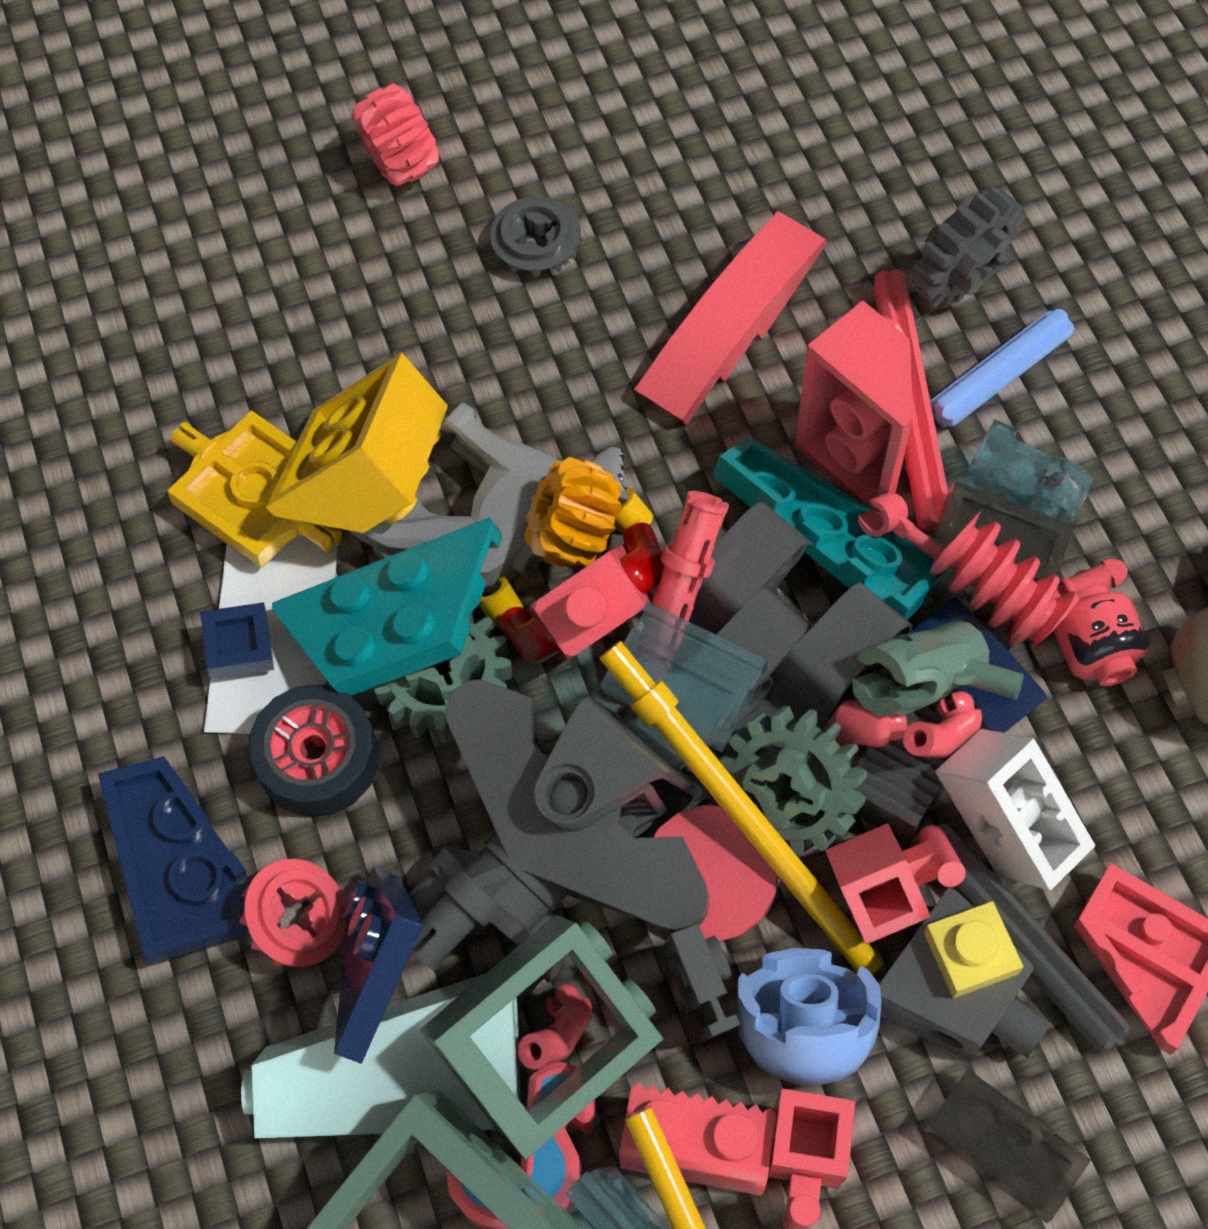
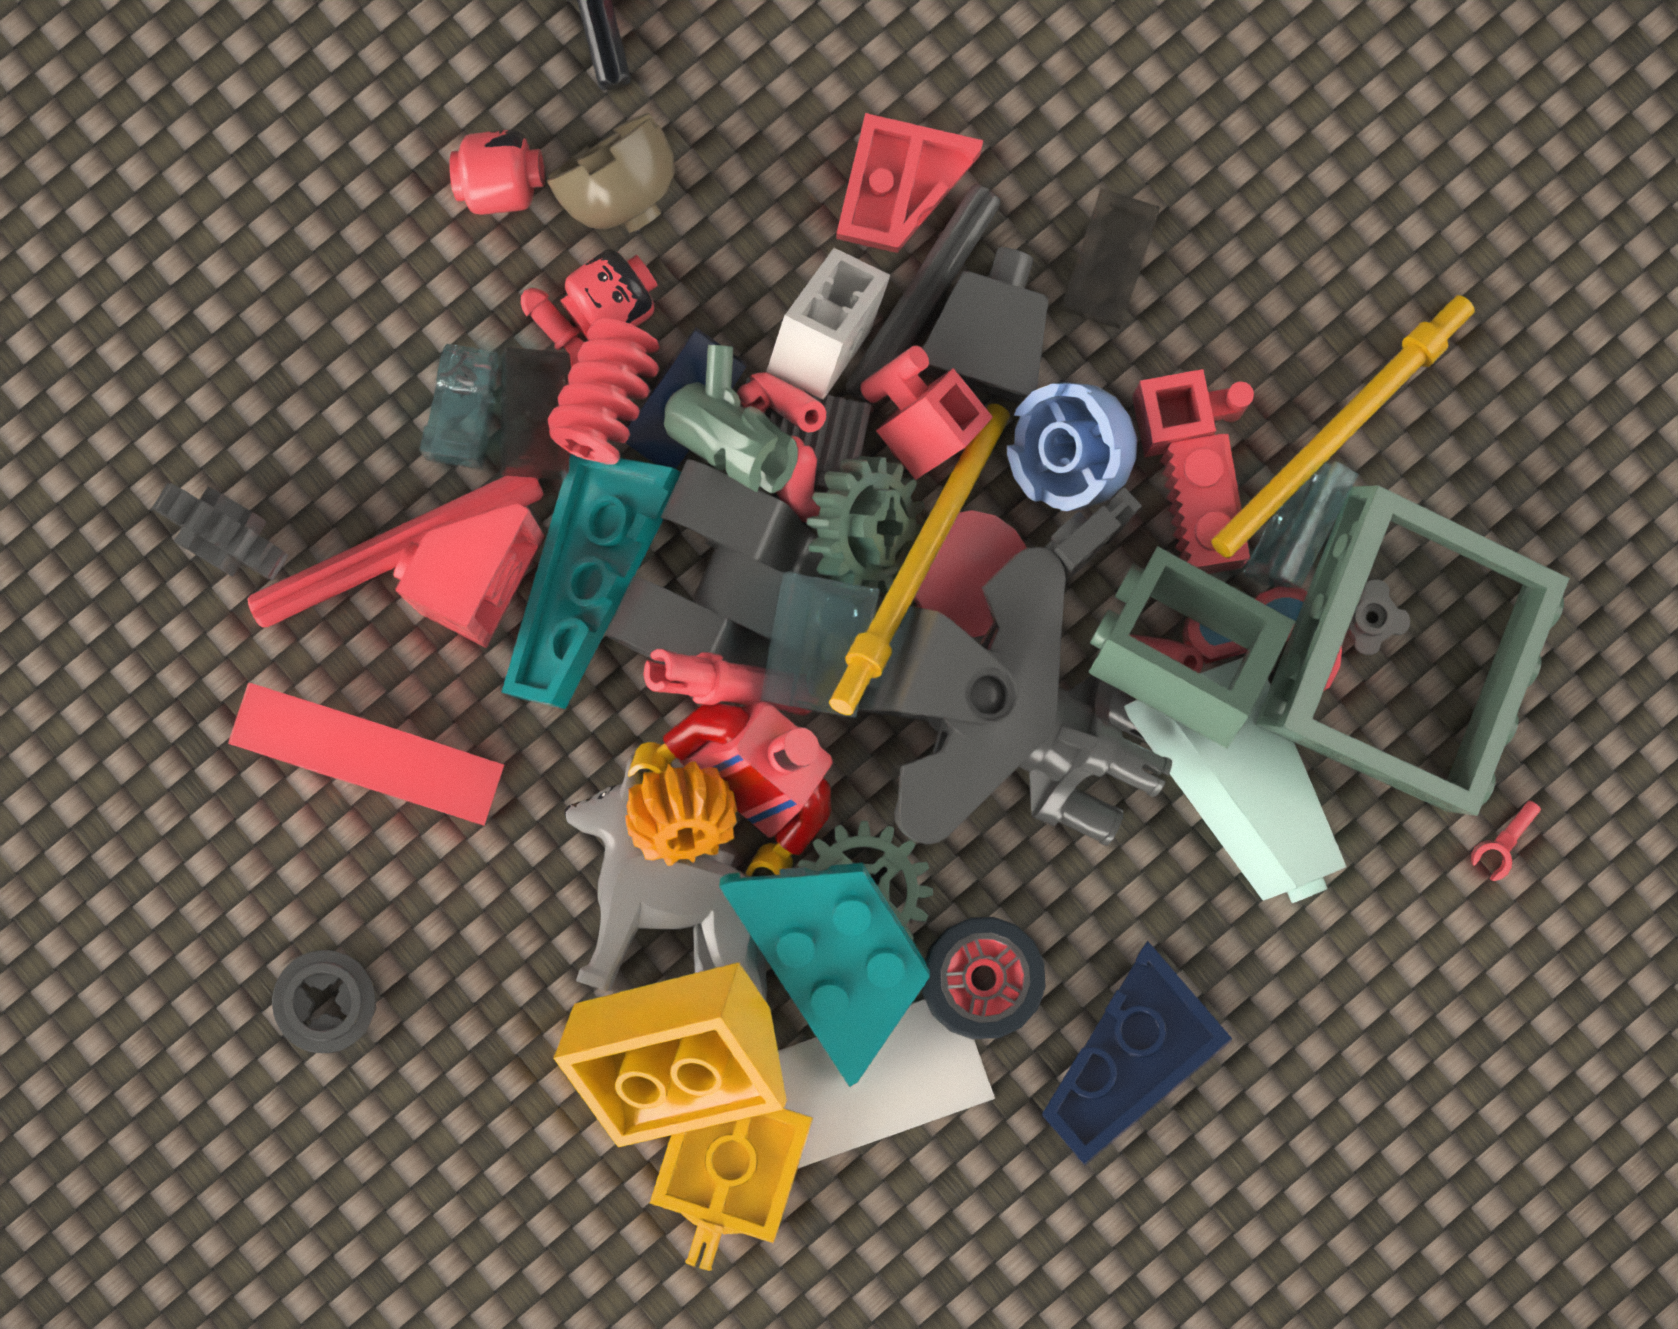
camera: 115 degrees left, 20 degrees up
(236, 640) = (902, 1100): dark blue plate -> none
(321, 922) = (1132, 904): coral gear -> none
(376, 949) = (1166, 818): dark blue wing -> none
(395, 134) = (258, 1197): coral gear -> none
(894, 518) = (561, 520): coral hand -> none
(973, 949) = (972, 323): light yellow plate -> none
(1001, 368) = (330, 467): light blue axle -> none

